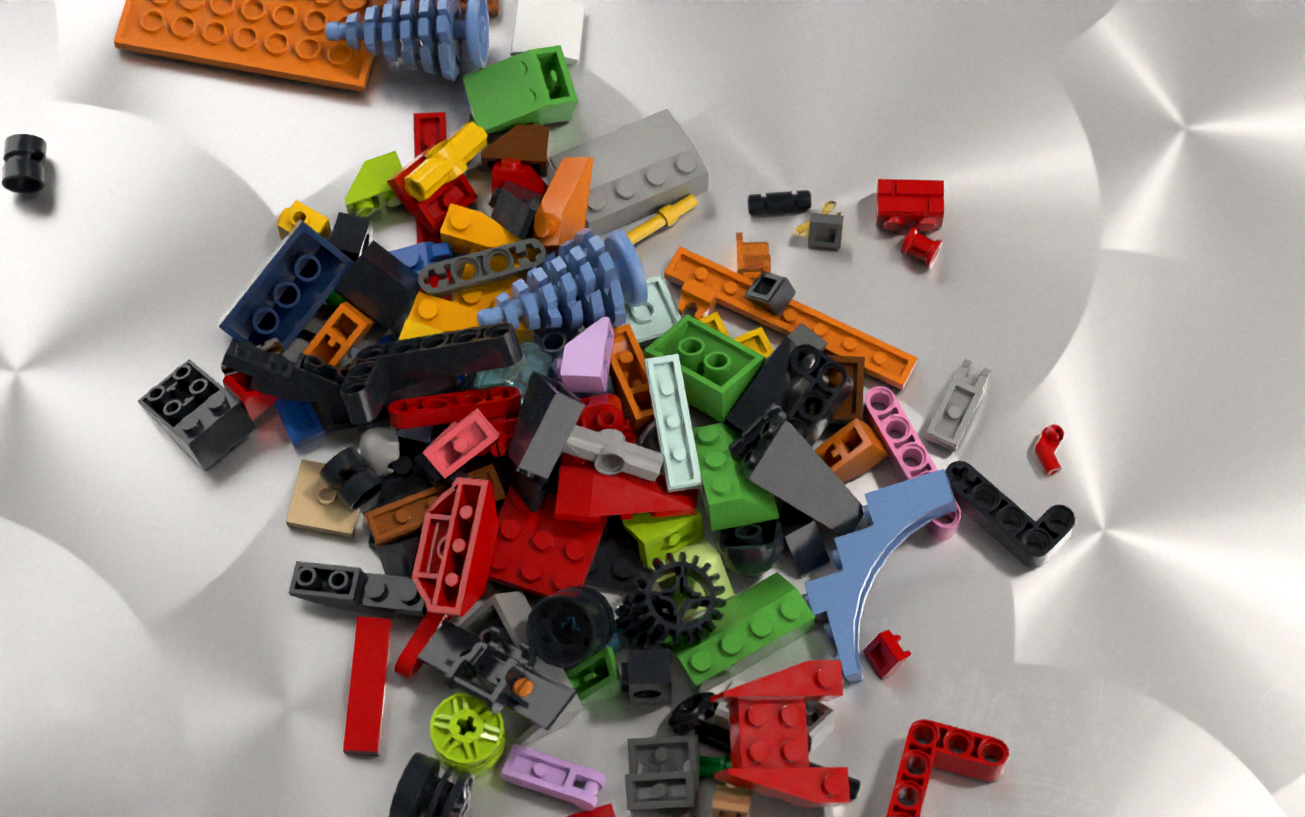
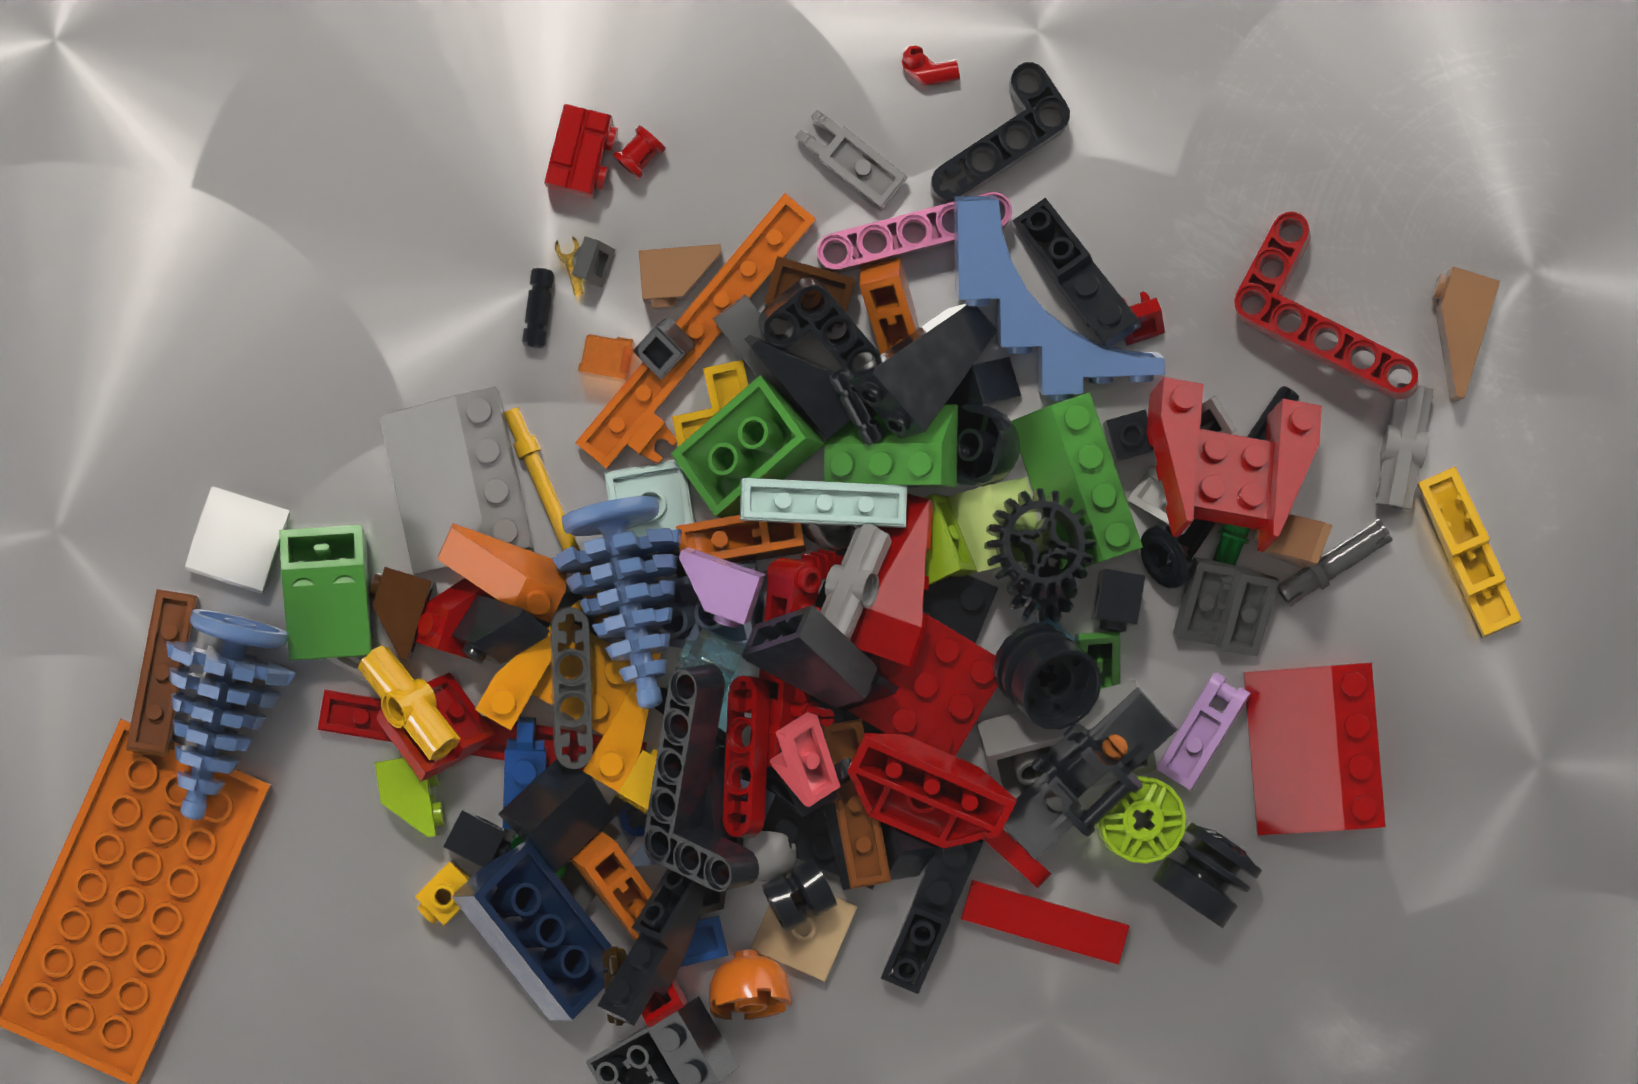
camera: 80 degrees left, 20 degrees up
(270, 460) = (749, 986): none -> orange cylinder
(784, 655) = (1128, 435): none -> black brick
(832, 291) = (674, 272): none -> medium nougat slope
(912, 593) = (1076, 273): none -> black slope

